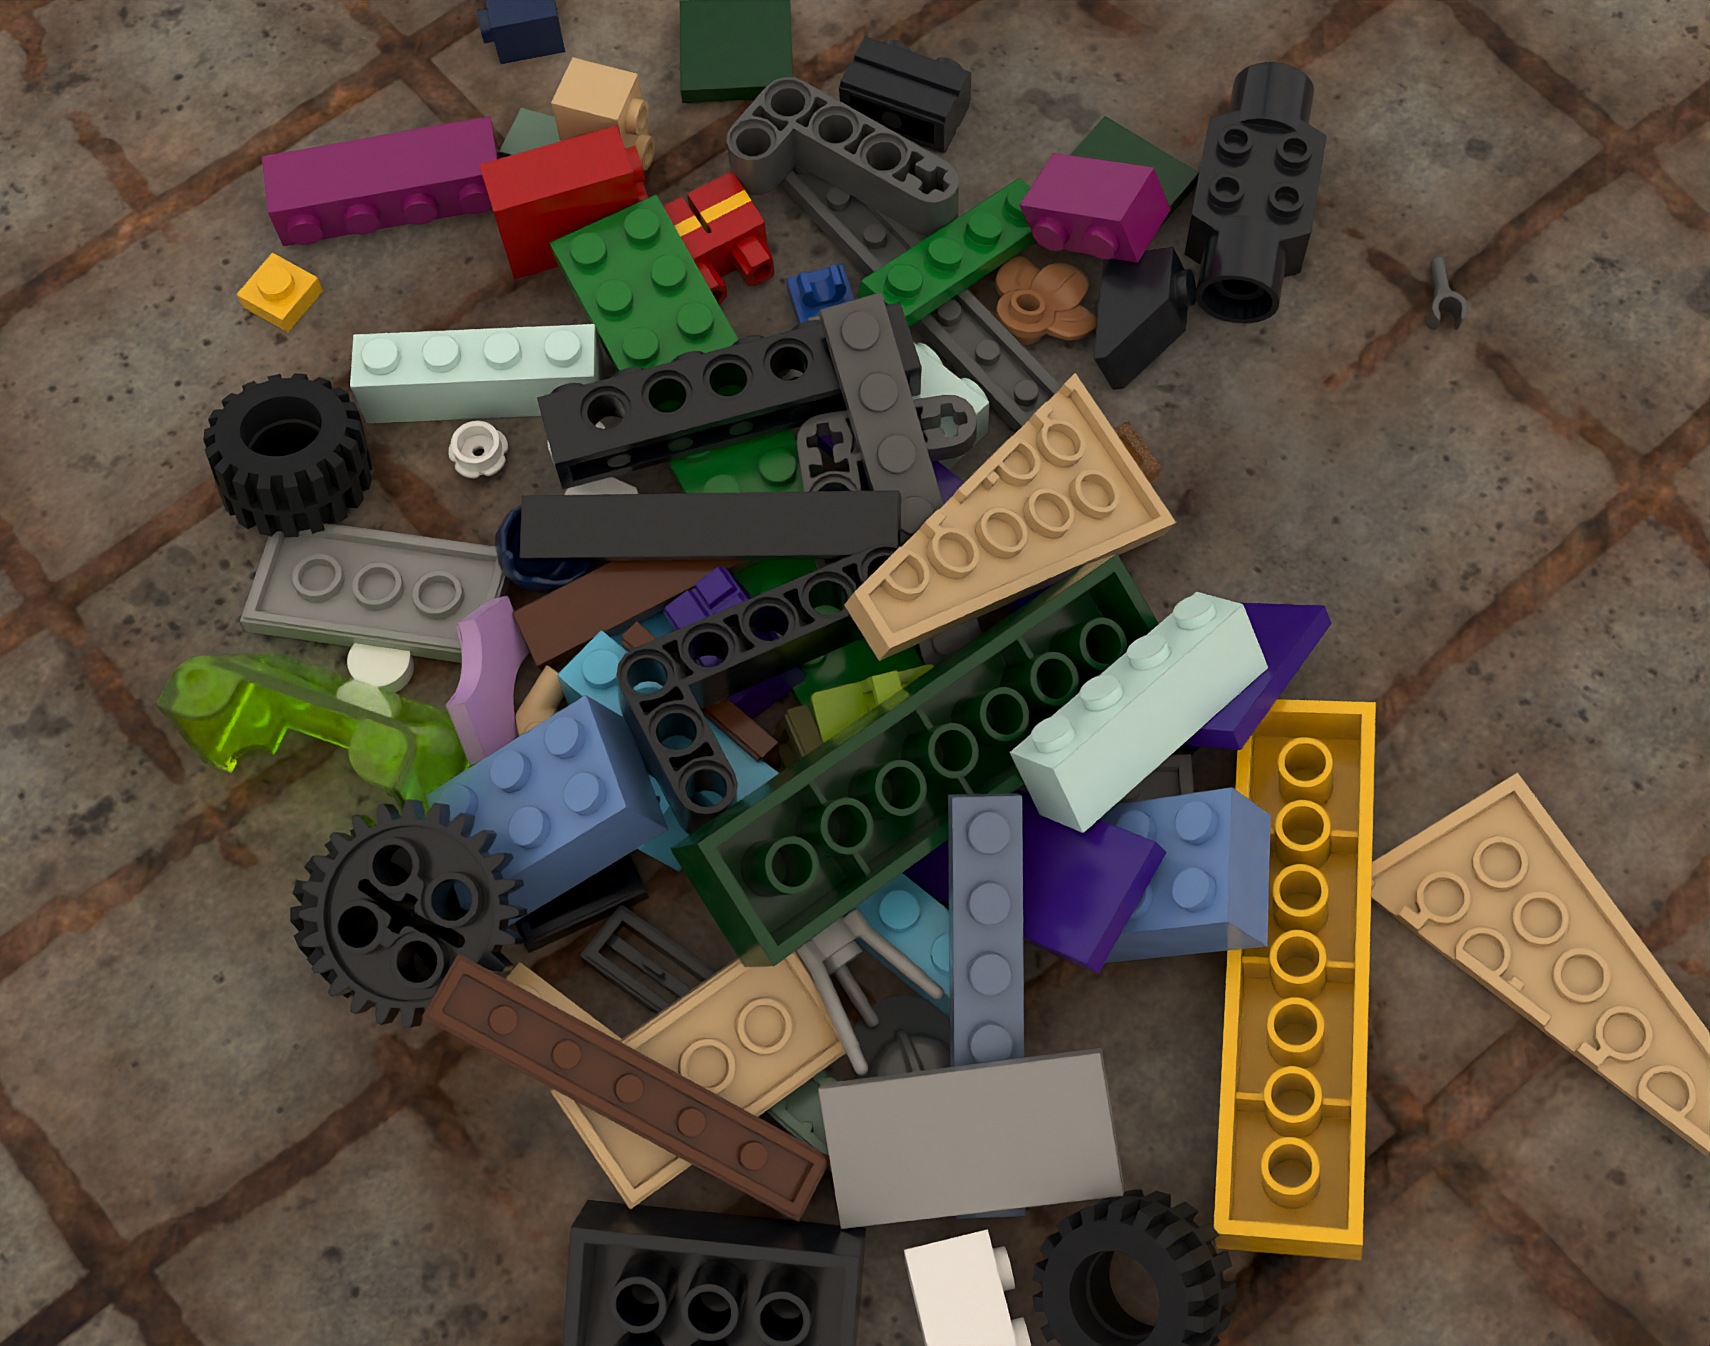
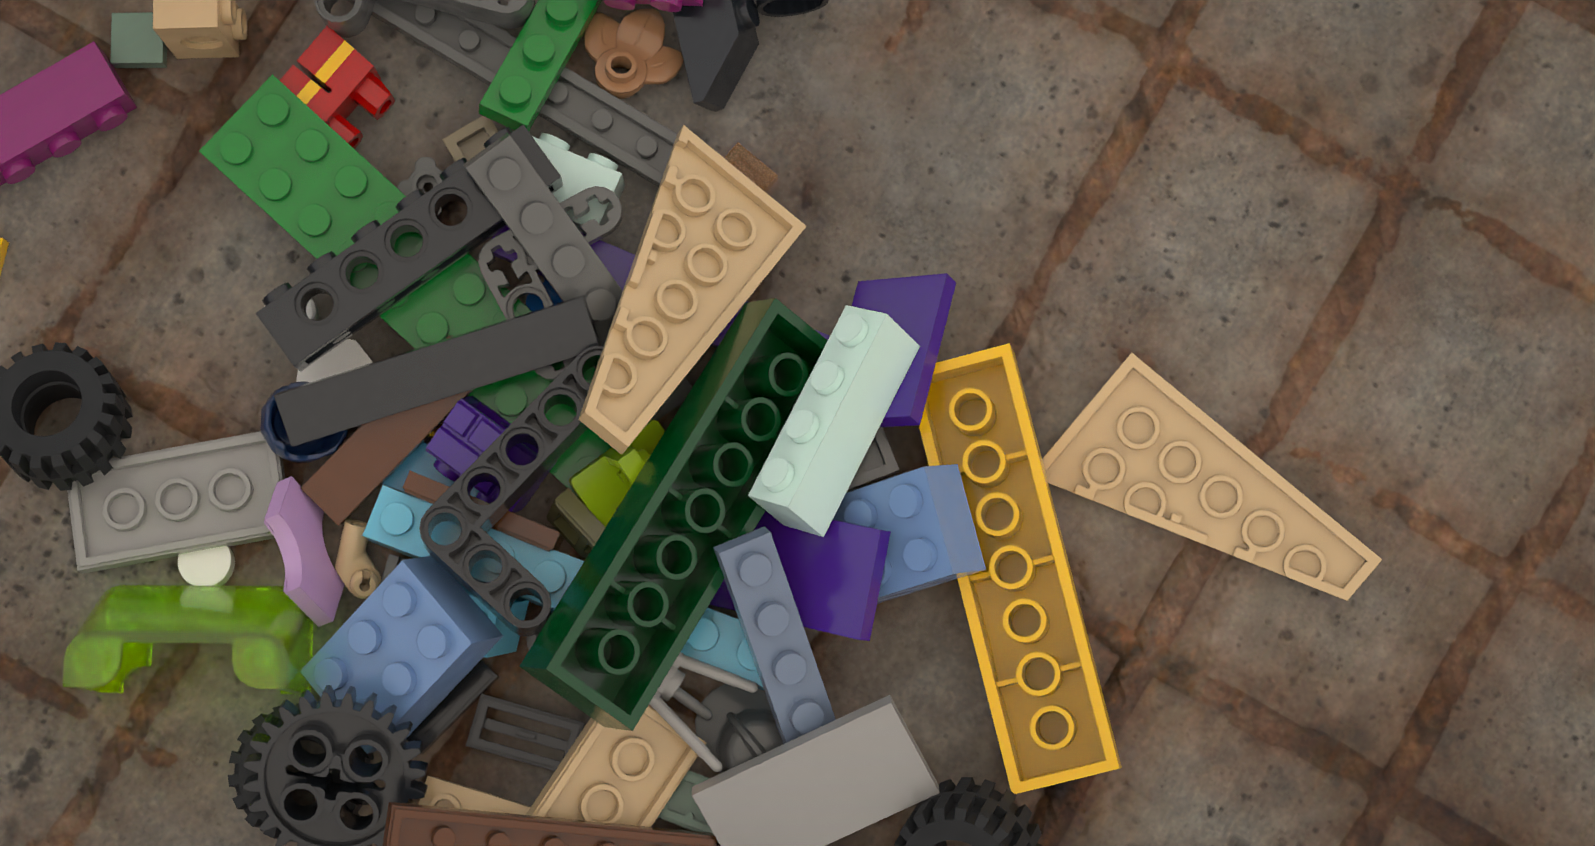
camera: 25 degrees left, 15 degrees up
(469, 371) = (182, 284): light aqua brick -> none
(477, 436) = (202, 338): white plate -> none
(559, 191) = (192, 101): red brick -> none
(818, 291) = (443, 110): blue tile -> none

